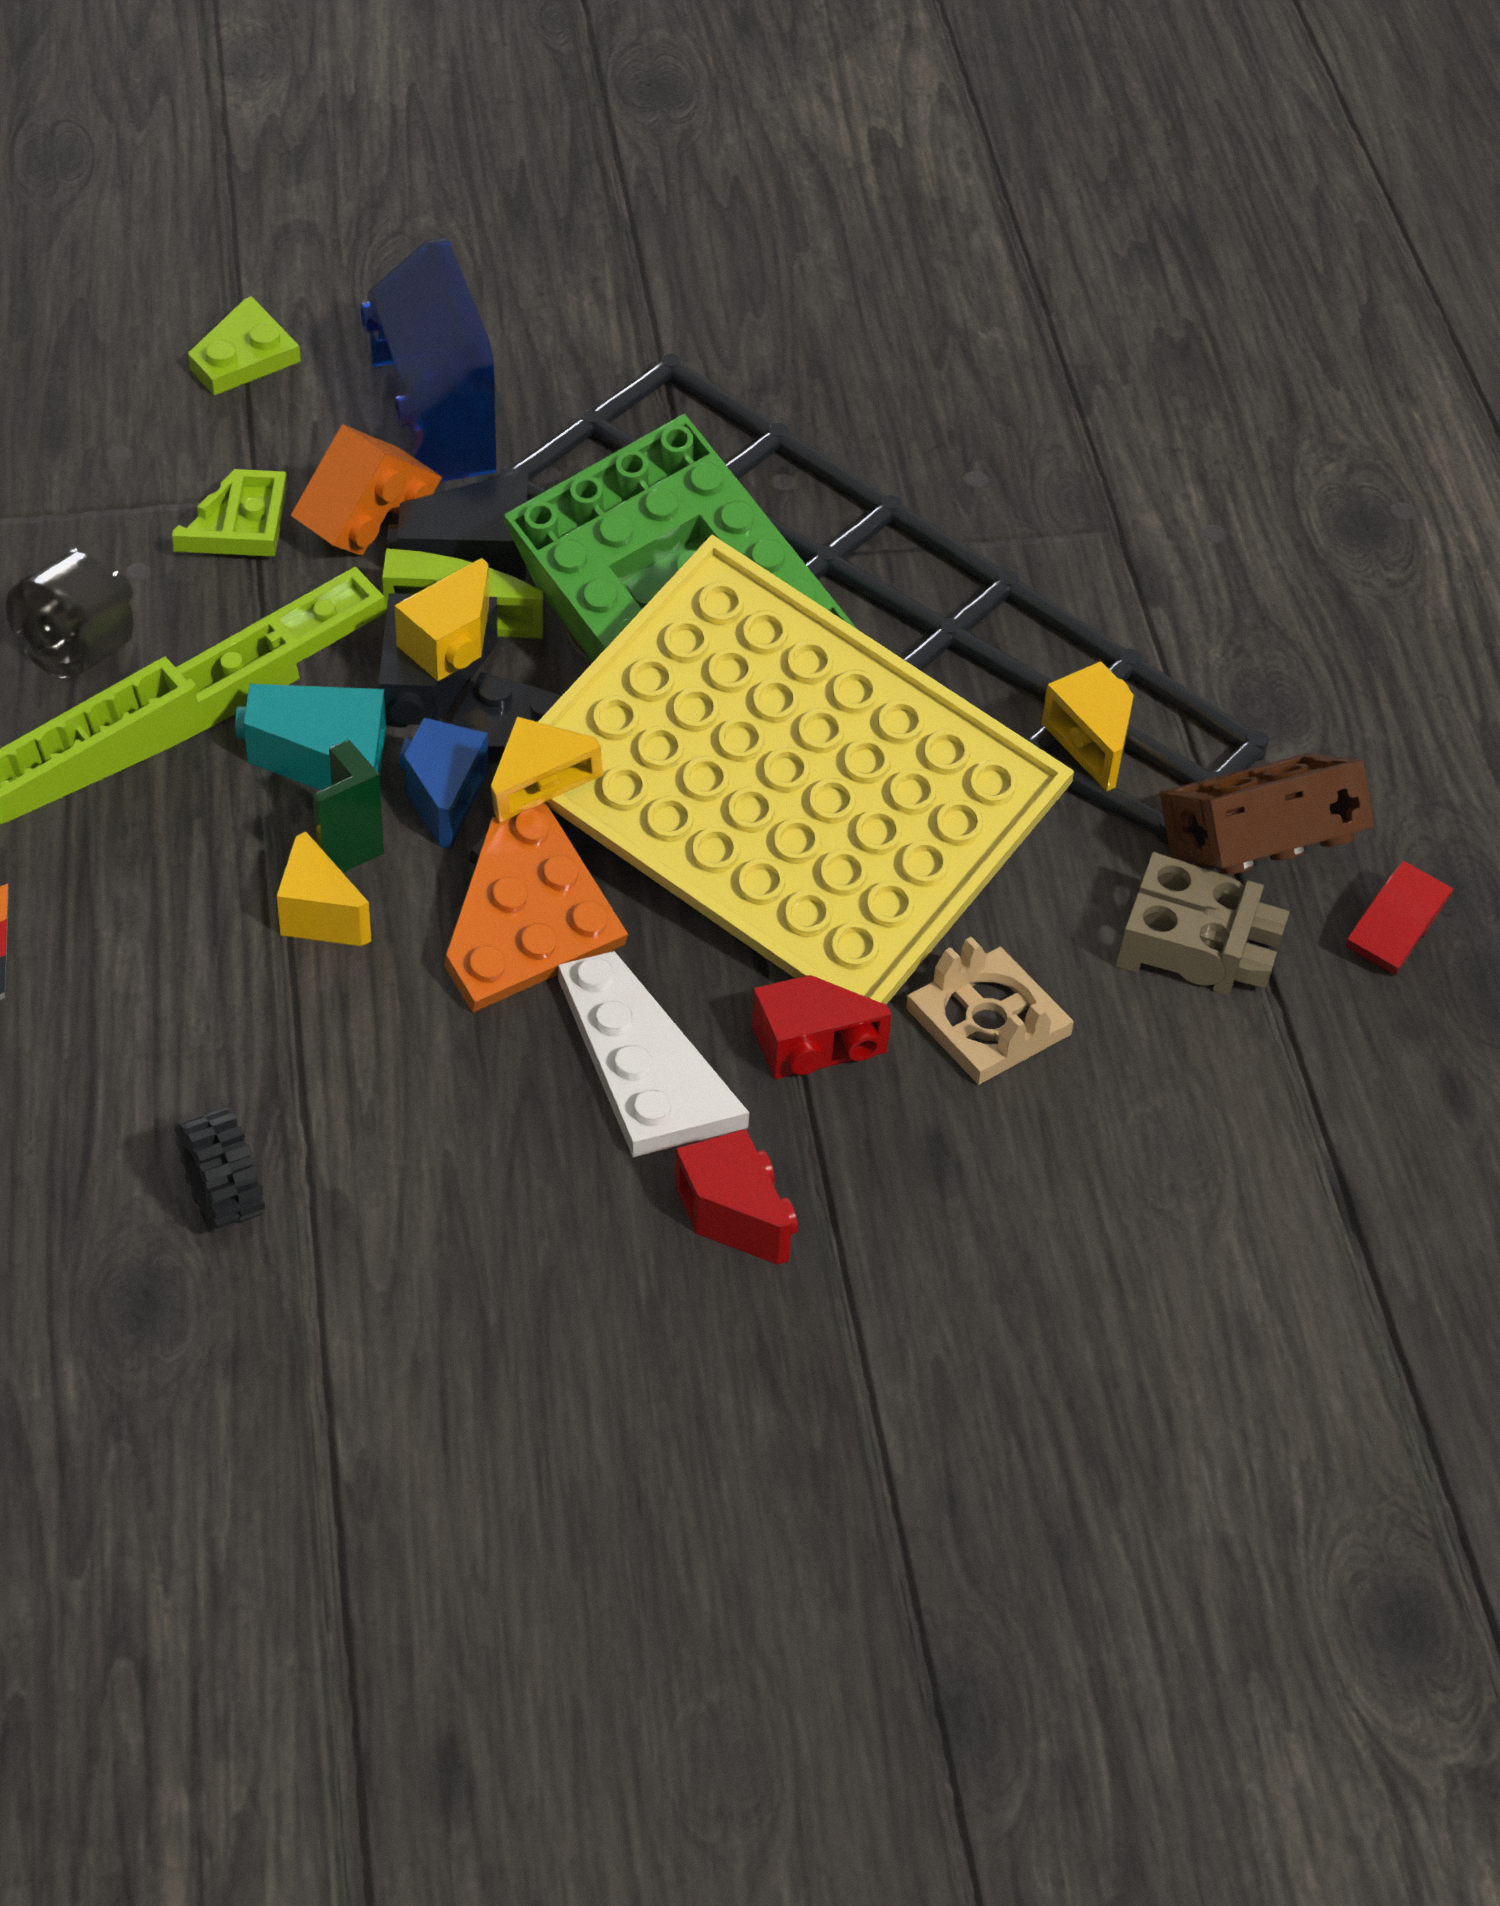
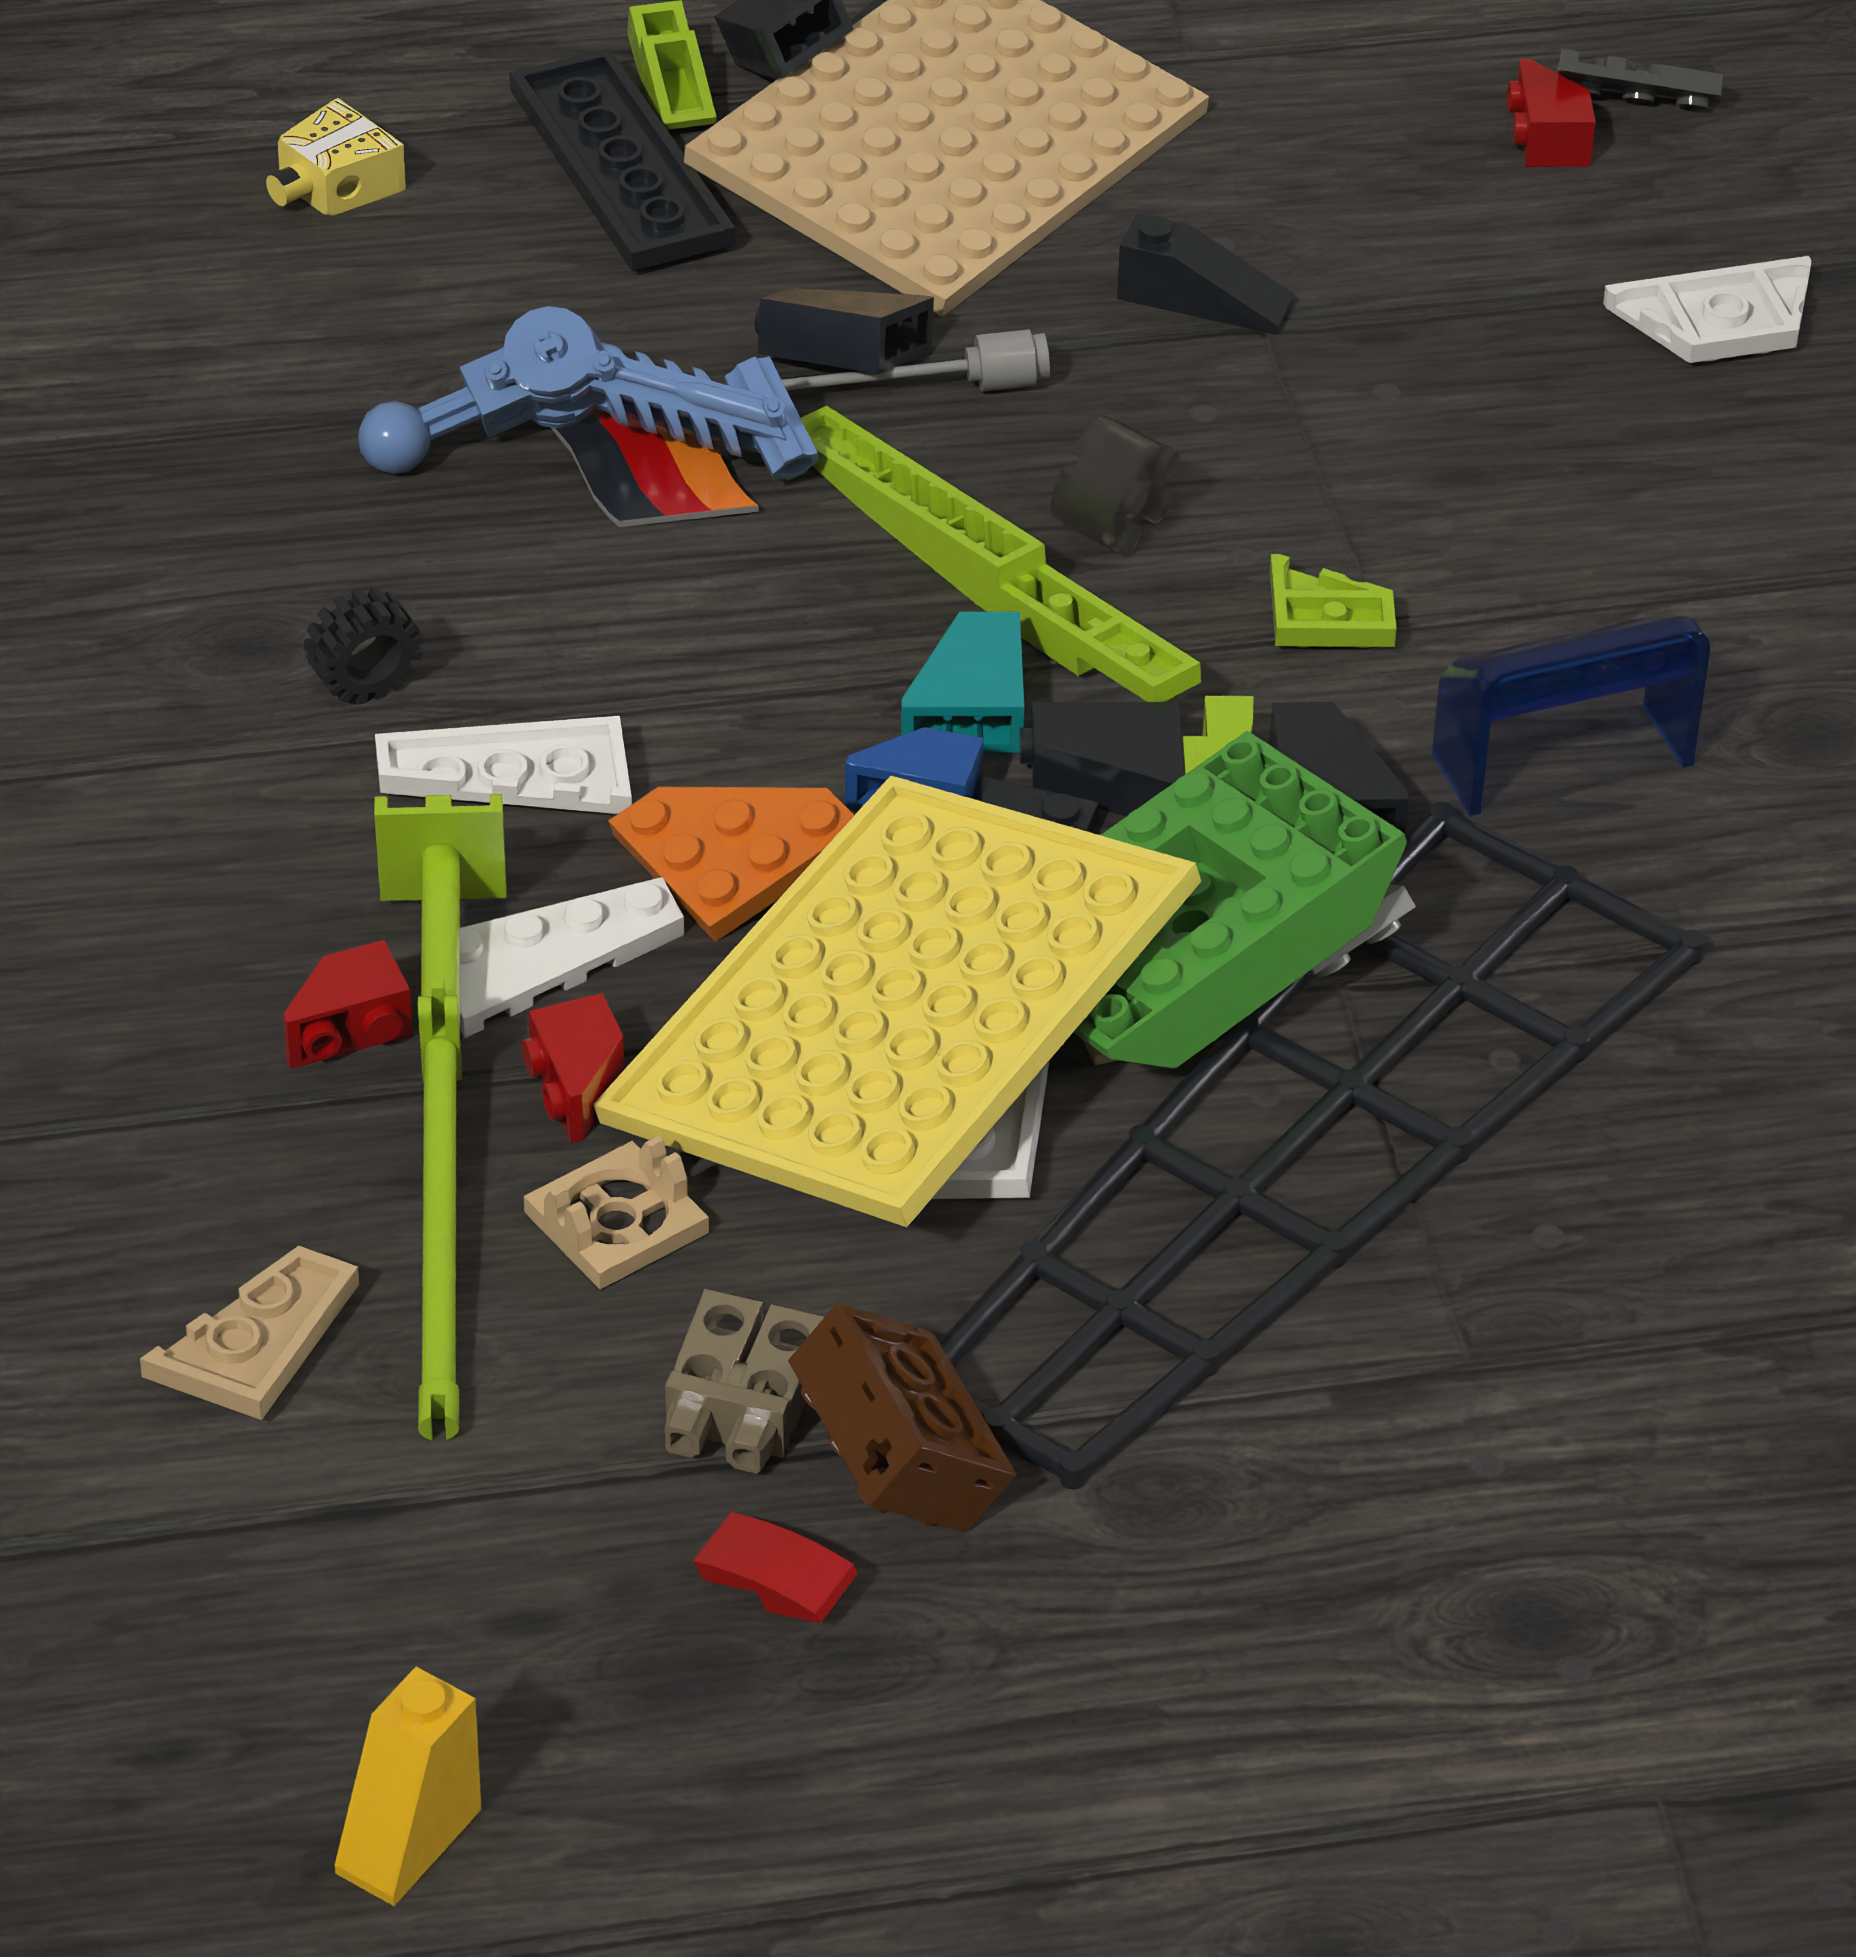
camera: 90 degrees right, 5 degrees down
(242, 349) = (1629, 588): lime wing -> none
(319, 899) = (748, 698): yellow slope -> none
(349, 810) = (837, 693): dark green panel -> none
(357, 488) = (1369, 676): orange brick -> none
(386, 1066) = (529, 763): none -> white wing
(446, 621) = (1110, 729): yellow slope -> none
(542, 765) = (862, 782): yellow slope -> none
(803, 1106) = (439, 858): none -> lime piece
(1090, 719) = (1046, 1284): yellow slope -> none
(1166, 1266) = (260, 1339): none -> tan wing

